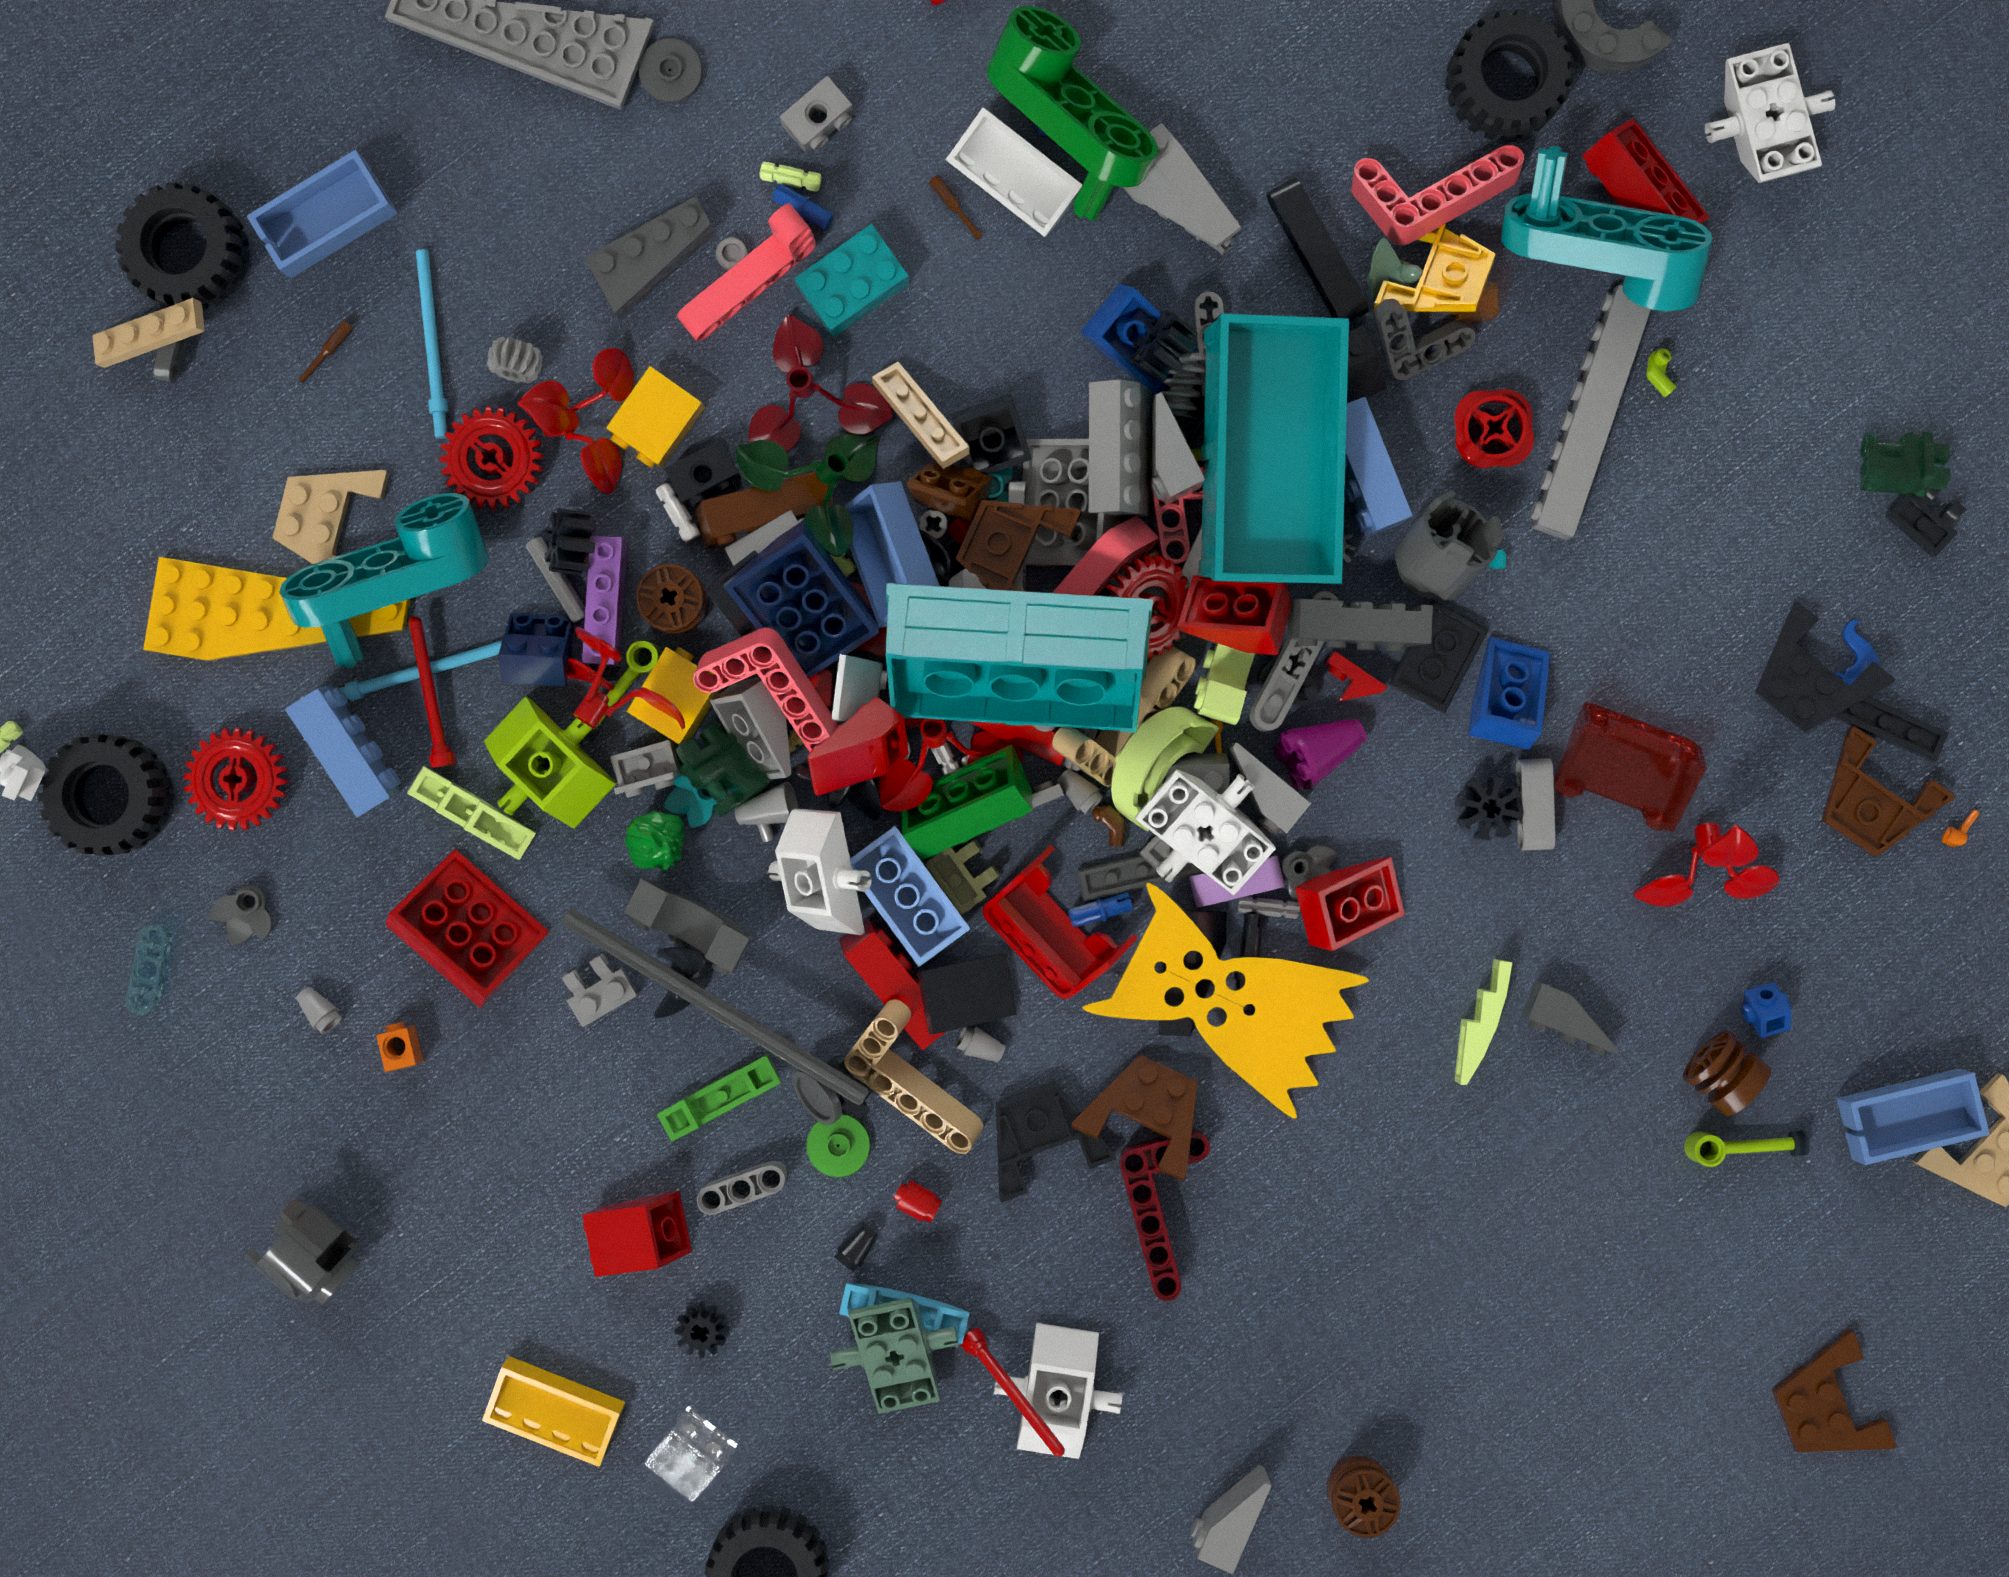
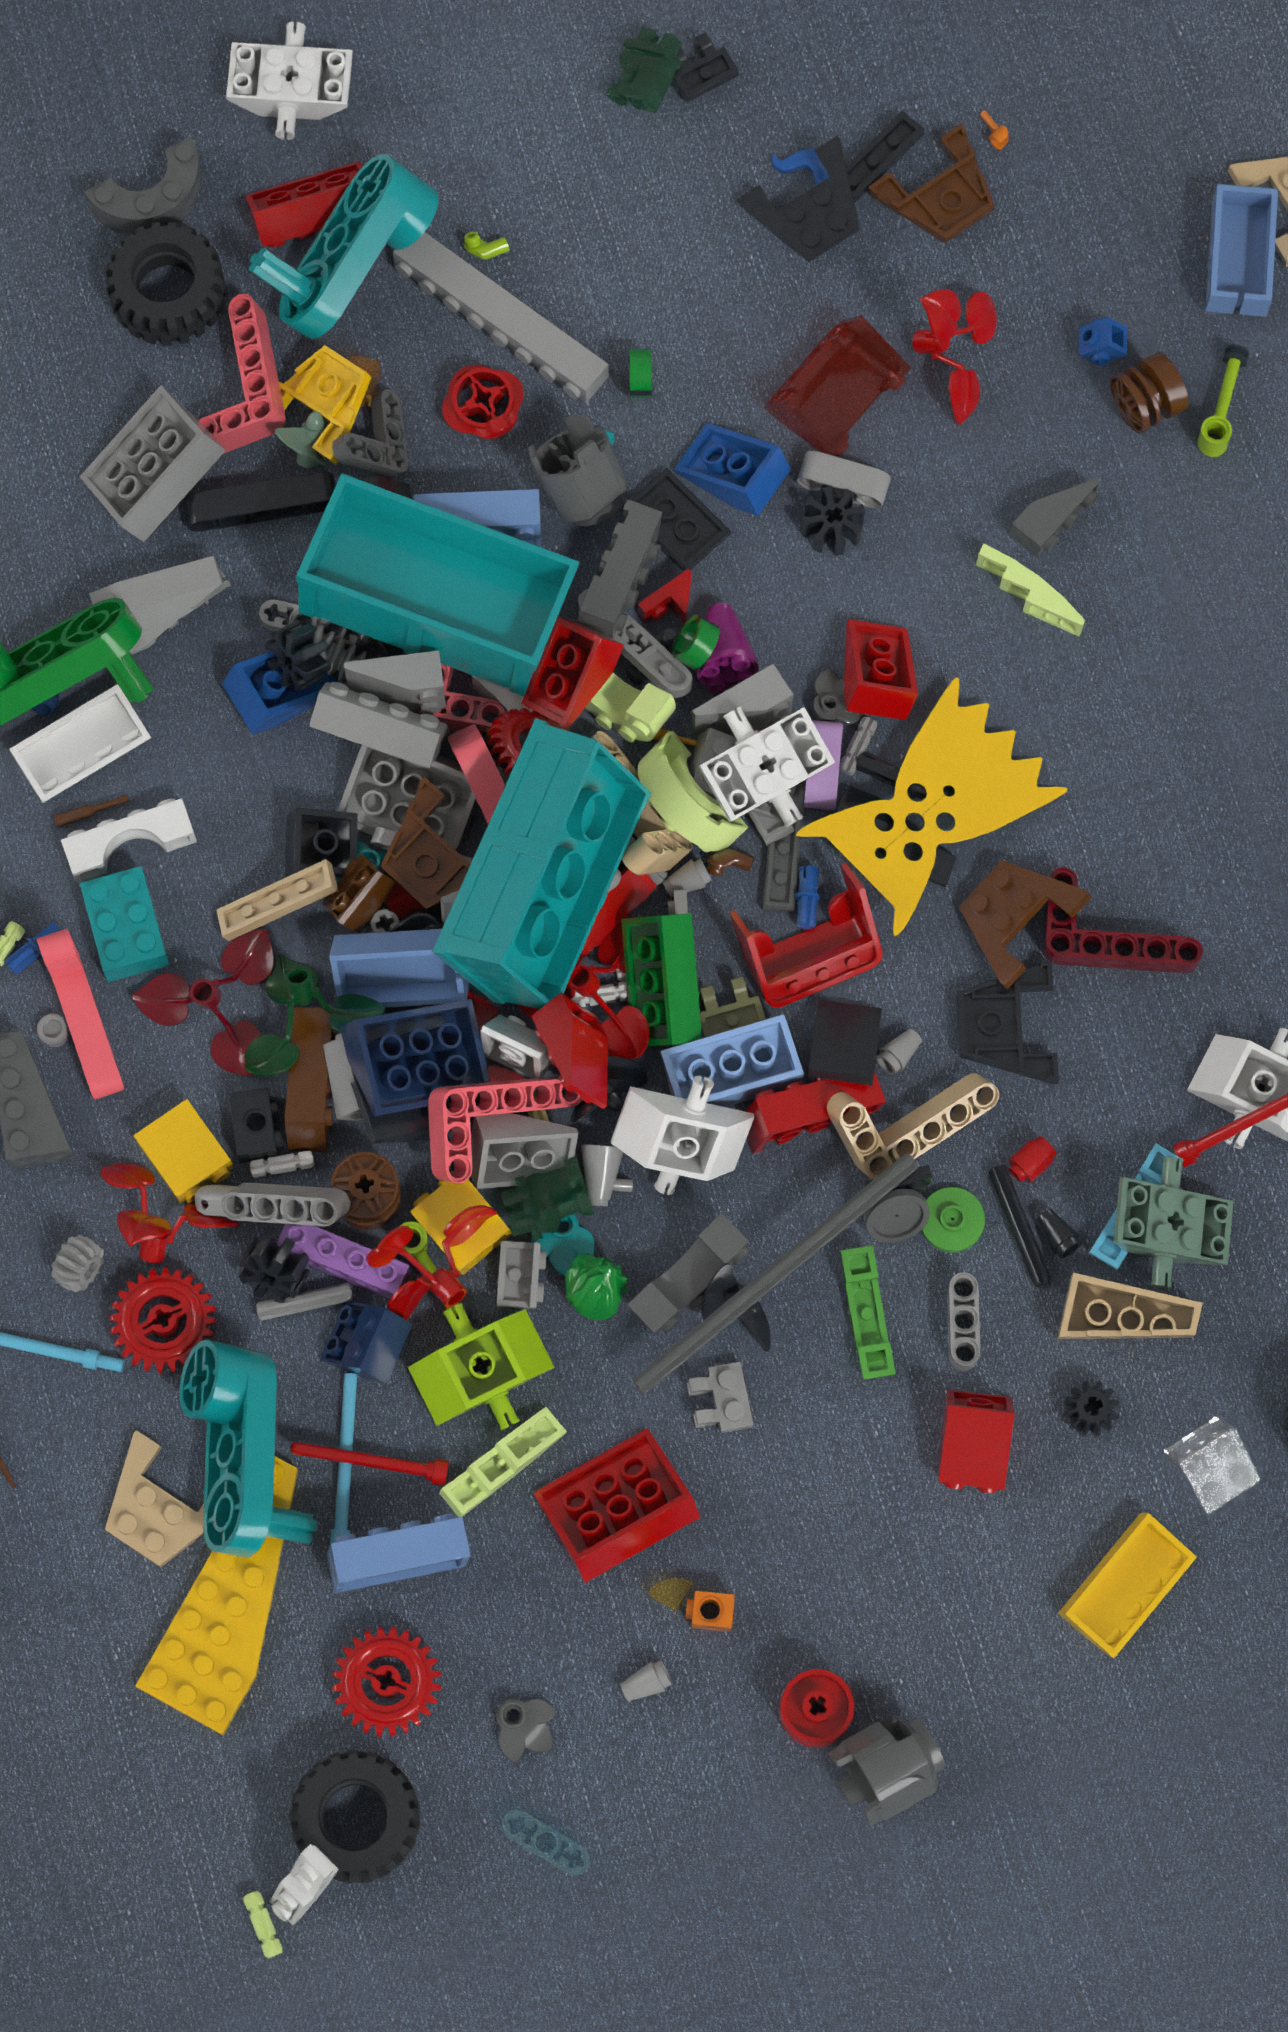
camera: 70 degrees left, 15 degrees down
(329, 1184) = (816, 1688): none -> red wheel
(407, 1003) = (670, 1592): none -> clear yellow tile
(624, 520) = (224, 1202): none -> light grey piece
(798, 1324) = (1116, 1310): none -> tan wedge
(853, 1209) = (1019, 1225): none -> black axle
(911, 223) = (91, 849): none -> white arch
(1310, 721) = (696, 641): none -> green piece
(1315, 133) = (152, 464): none -> light grey slope
(1576, 570) = (640, 373): none -> green piece

